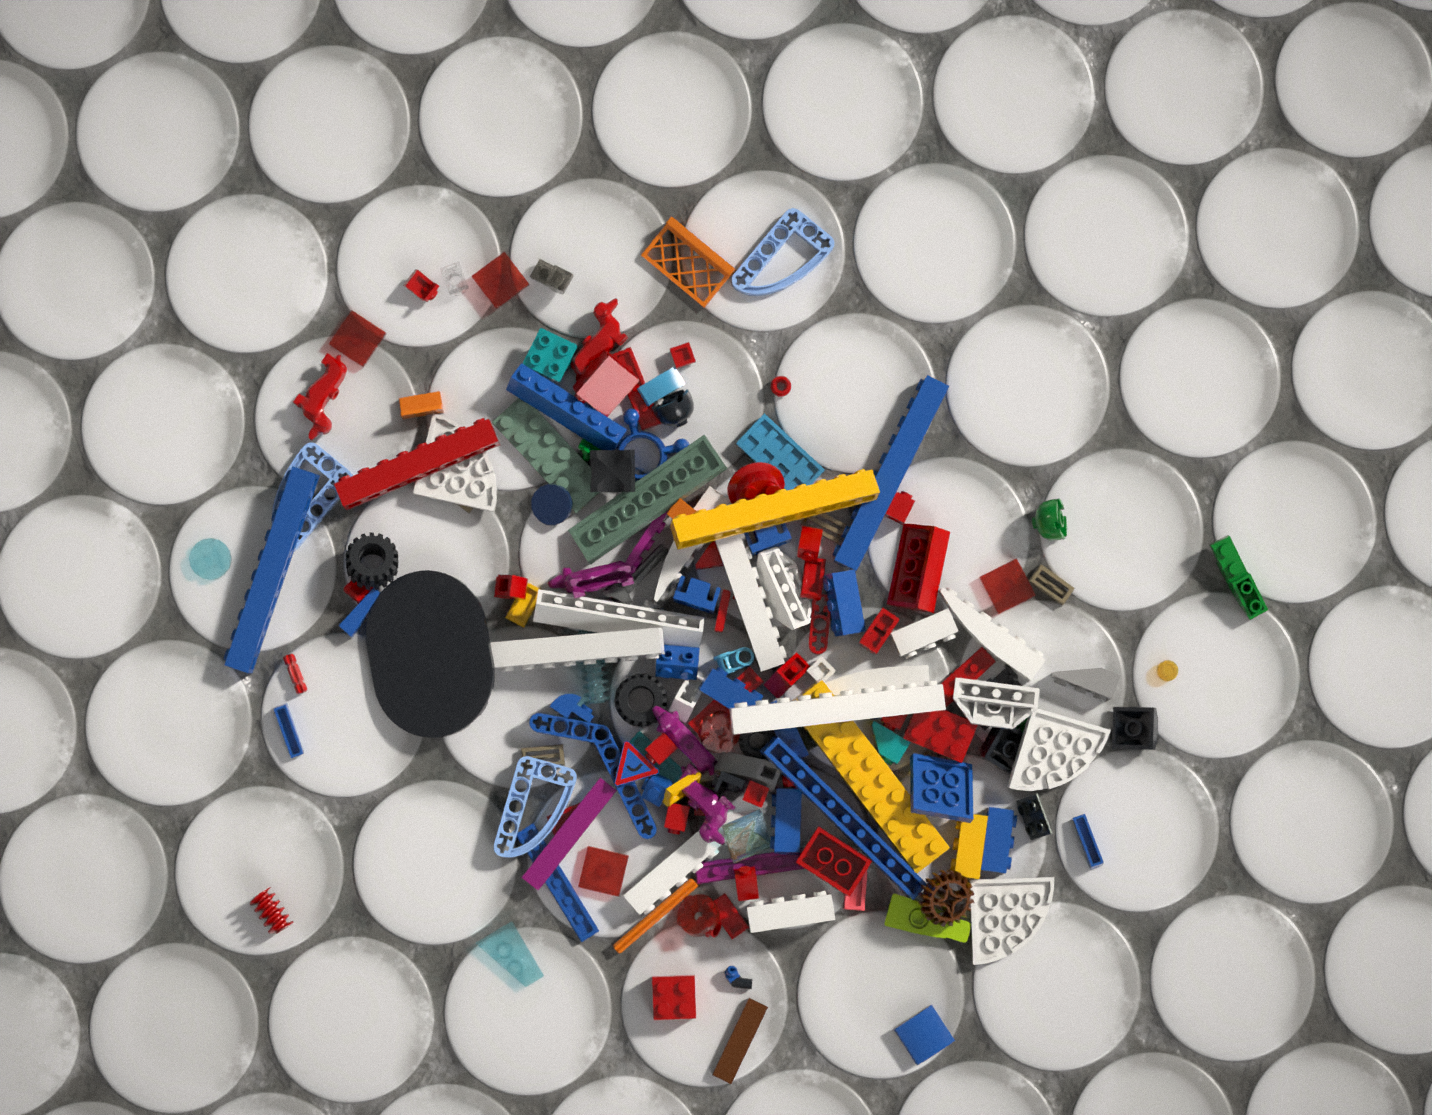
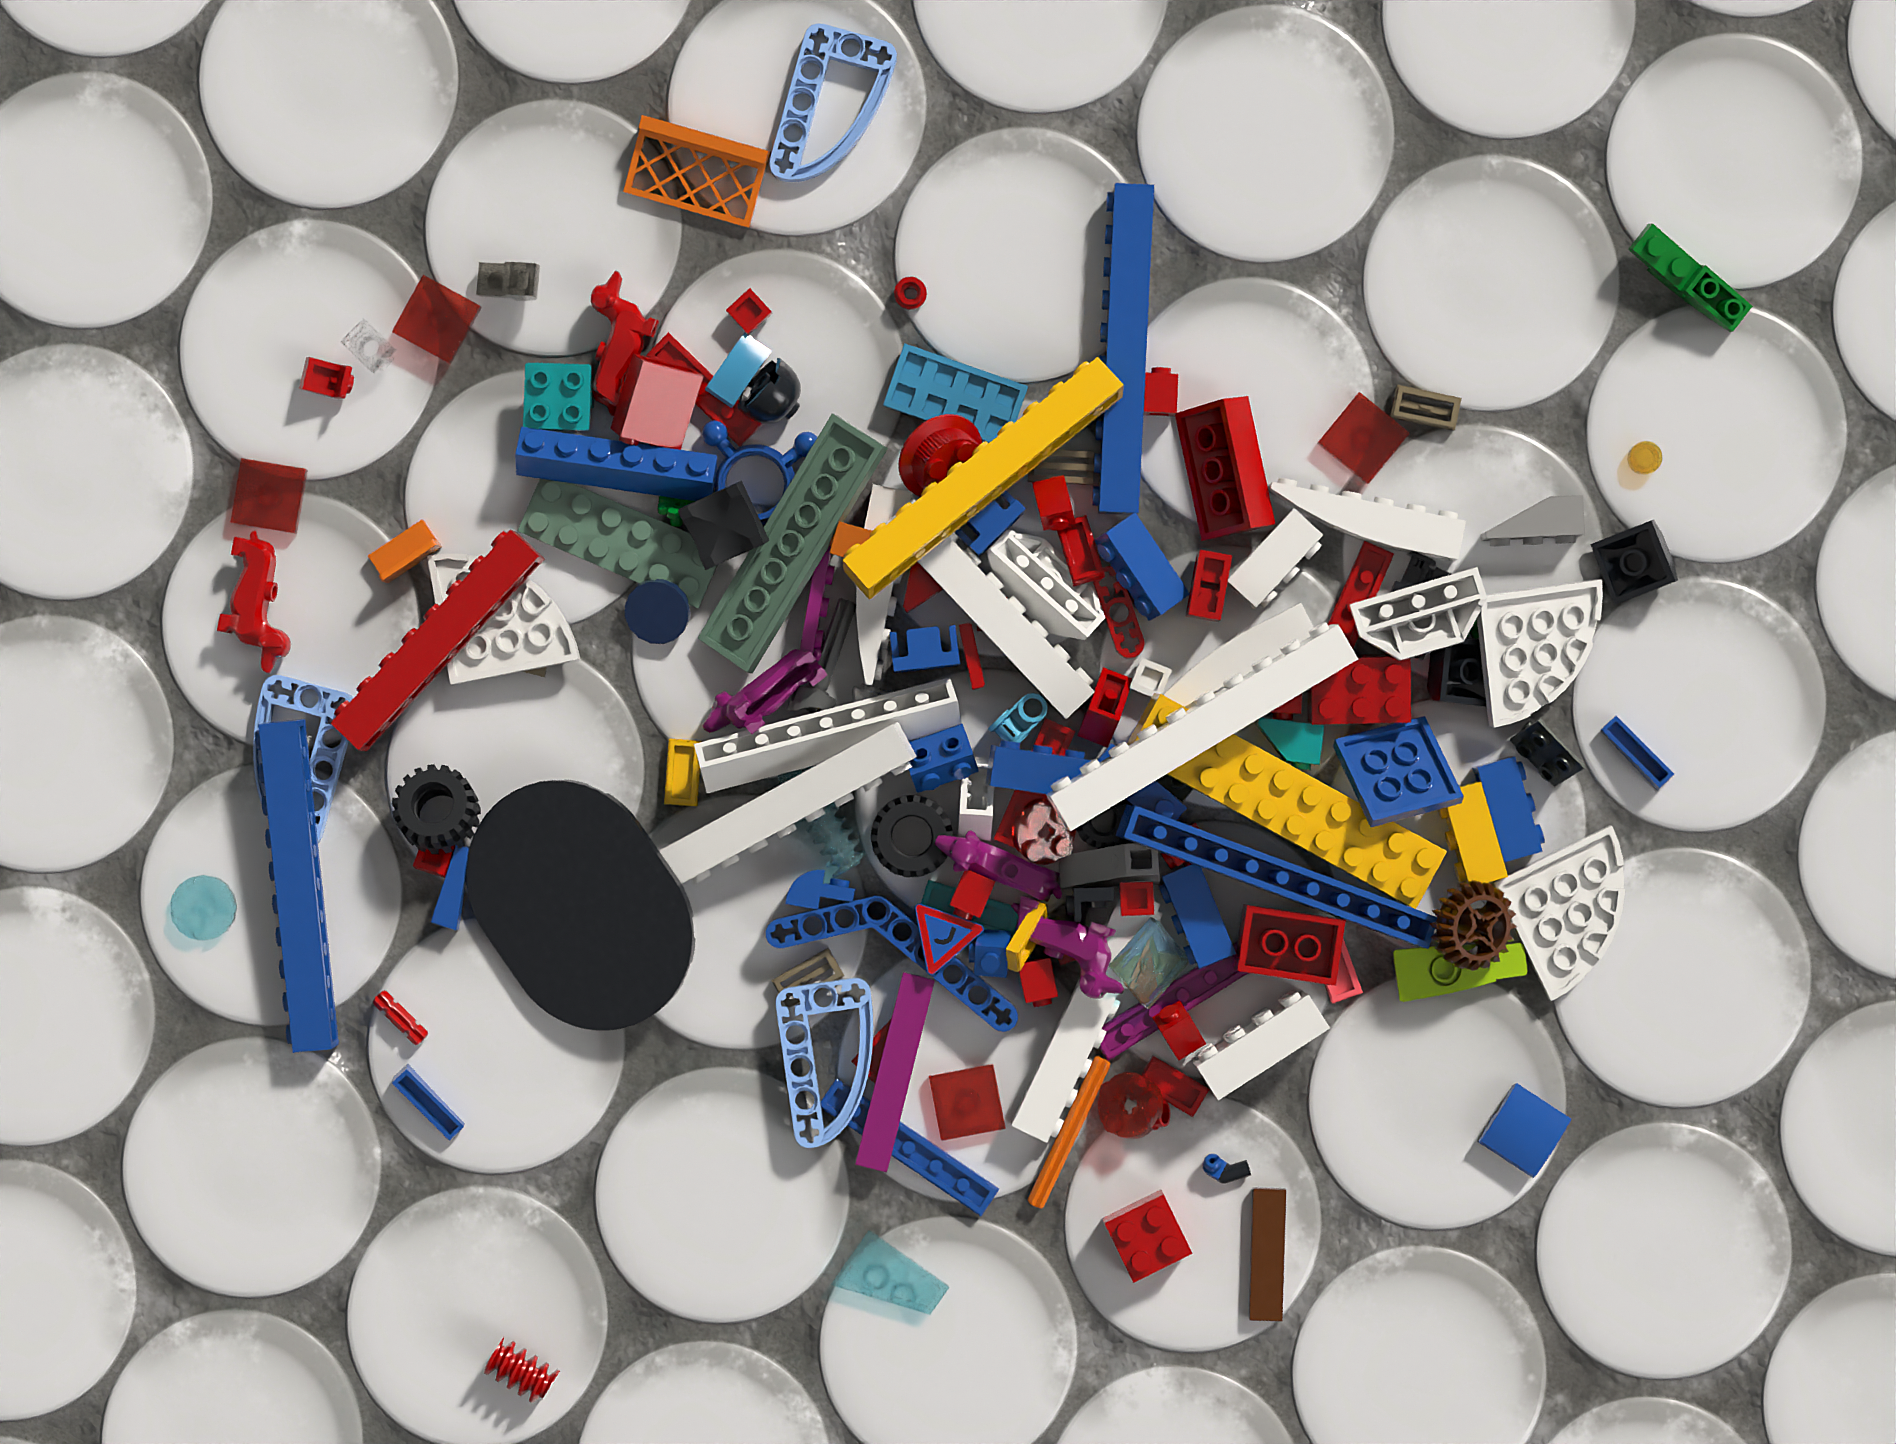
camera: 20 degrees left, 5 degrees up
(510, 587) = (653, 757): red brick -> none
(1050, 520) = (1385, 315): green cylinder -> none

